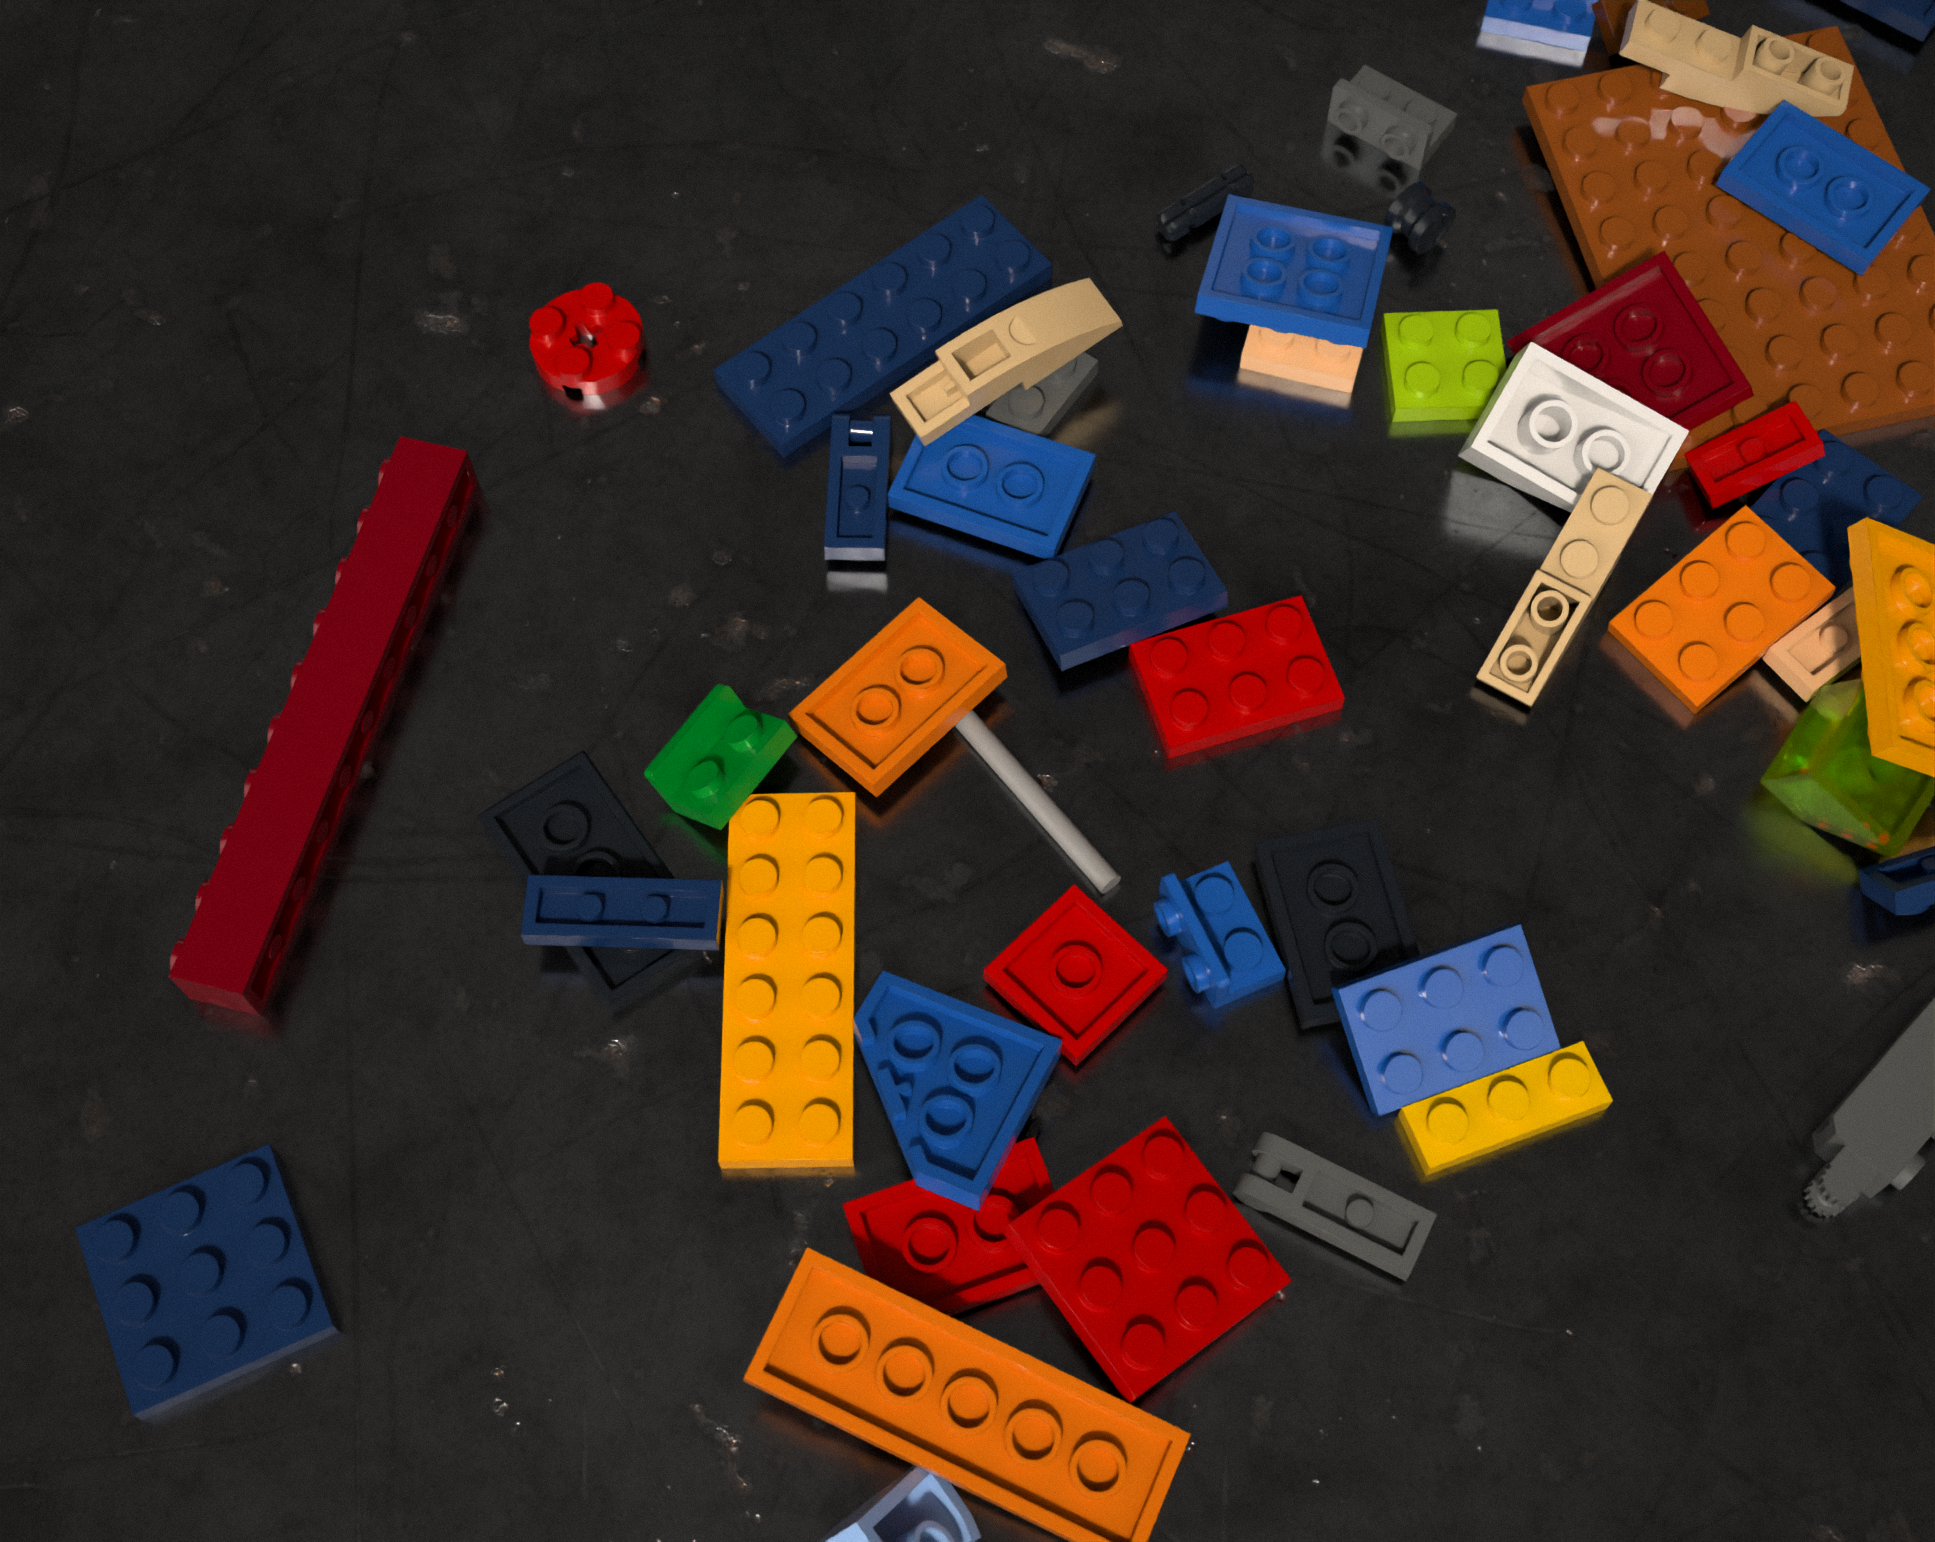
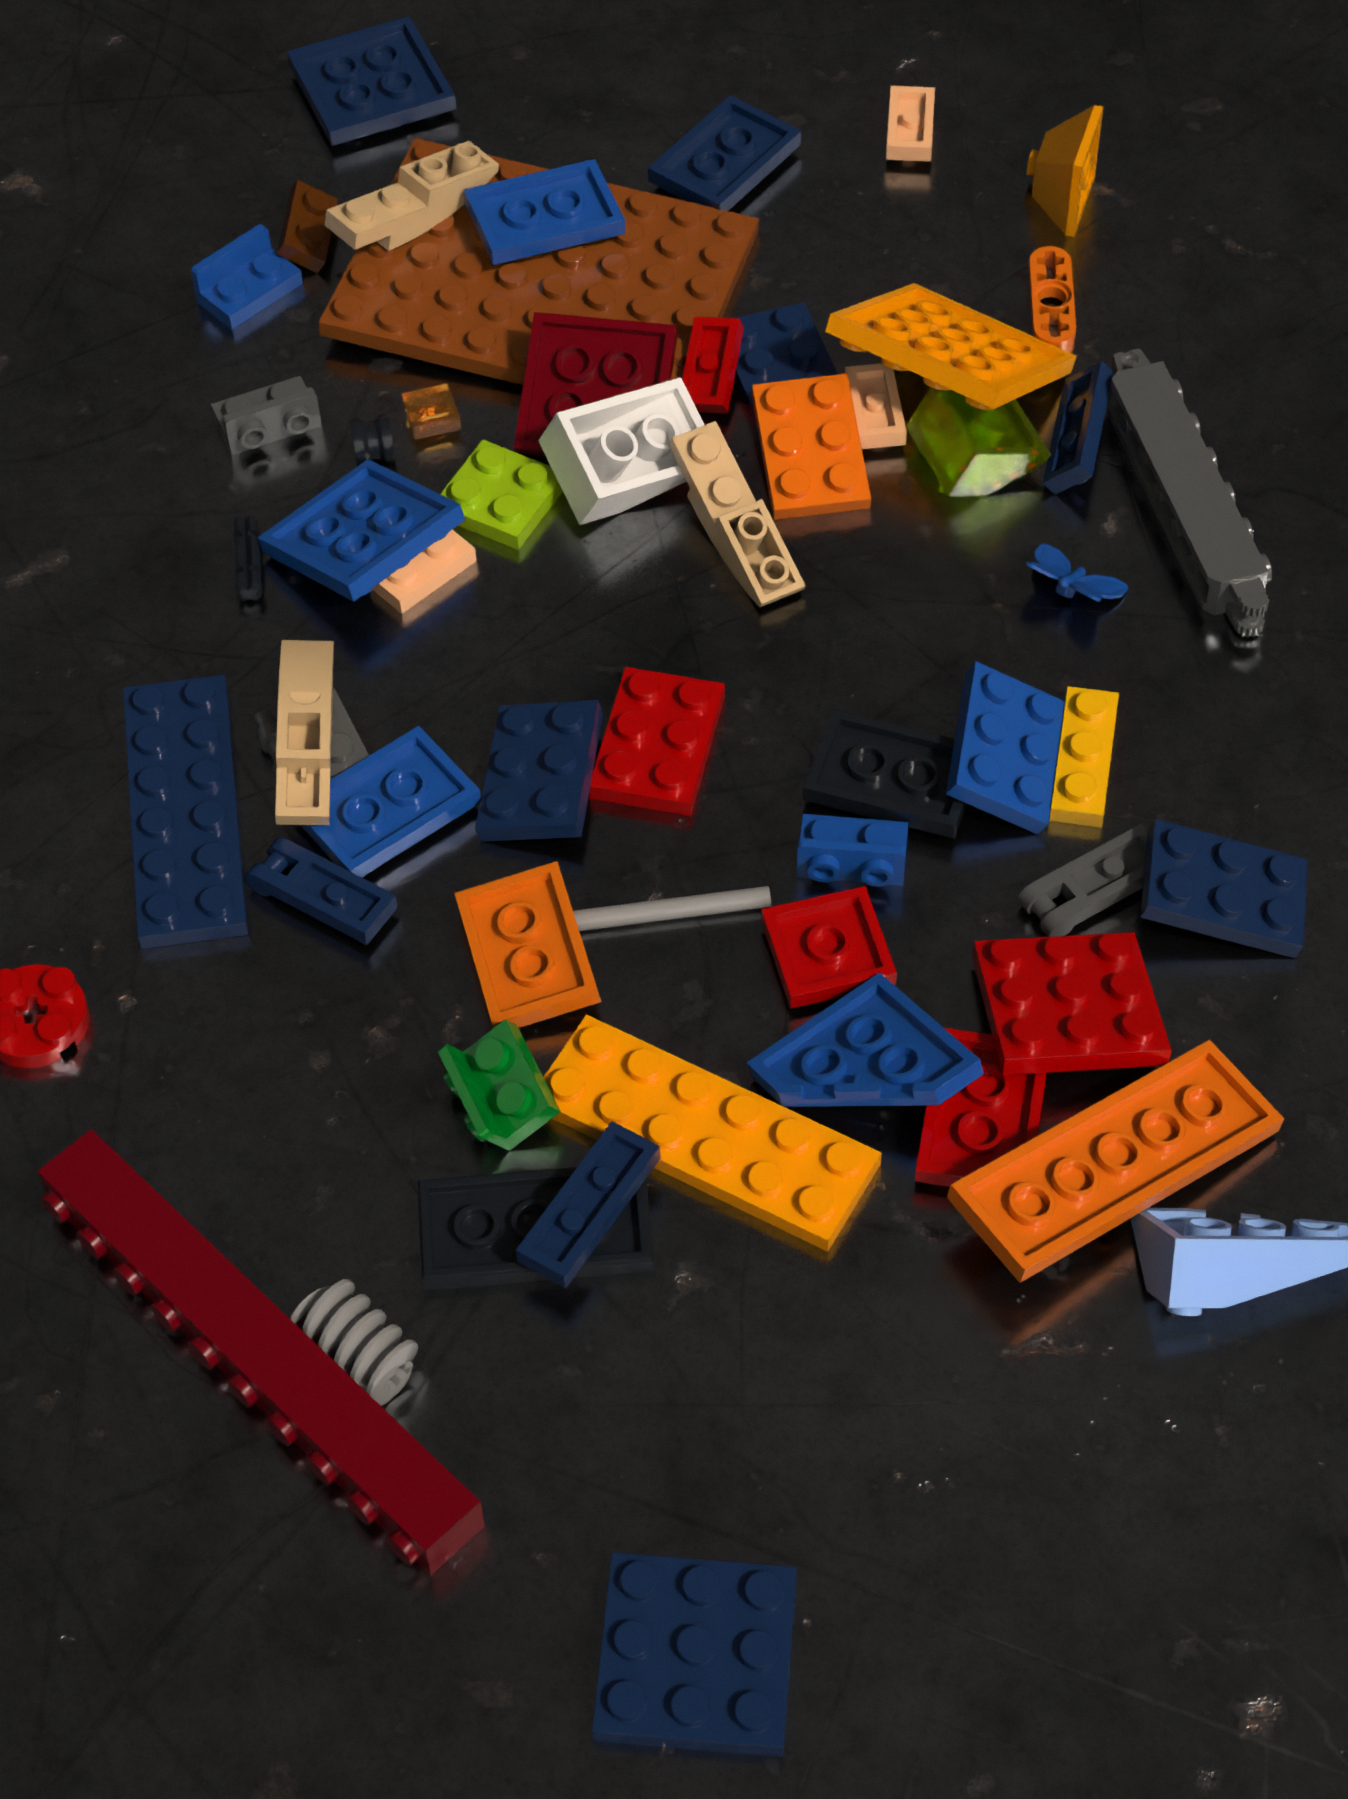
camera: 60 degrees left, 10 degrees down
(372, 794) = (356, 1340): none -> light grey piece
(1410, 1352) = (1224, 888): none -> dark blue plate
(1498, 246) = (431, 411): none -> clear orange plate
(1737, 979) = (1056, 566): none -> blue piece

